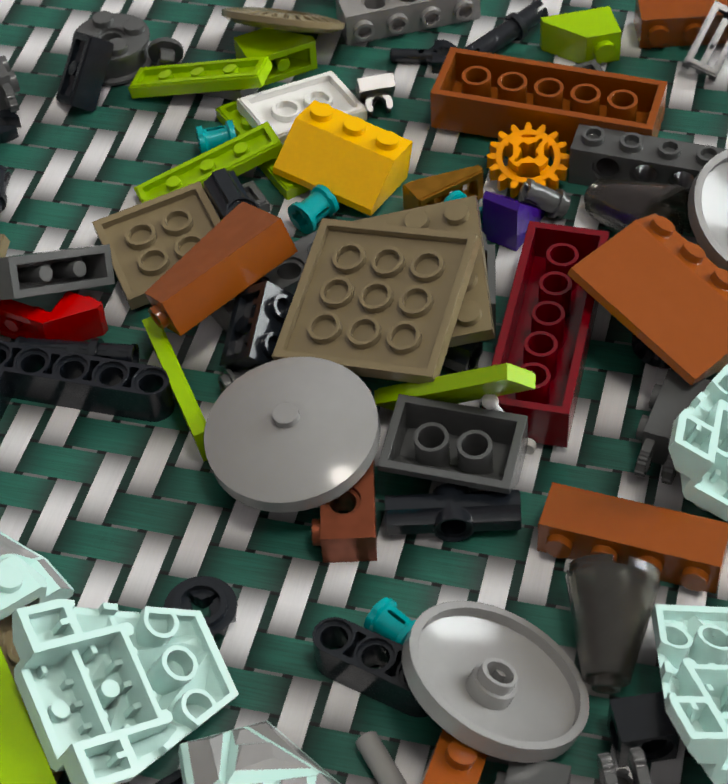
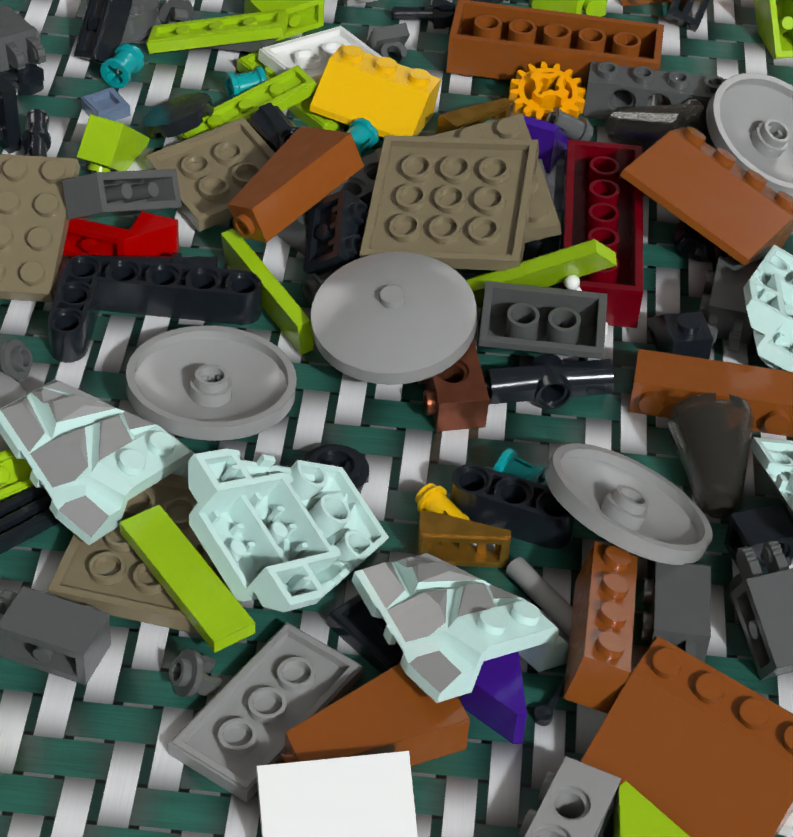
camera: 15 degrees left, 5 degrees down
(61, 208) = (110, 145): none -> lime slope
(72, 159) = (106, 104): none -> sand blue tile
(91, 498) = (211, 382): none -> light grey dish
(97, 114) = (118, 70): none -> teal bush
(137, 174) = (178, 115): none -> black tile
(296, 656) = (434, 499): none -> yellow pin
(307, 708) = (450, 539): none -> pearl gold slope
(609, 465) = (681, 334): none -> black slope

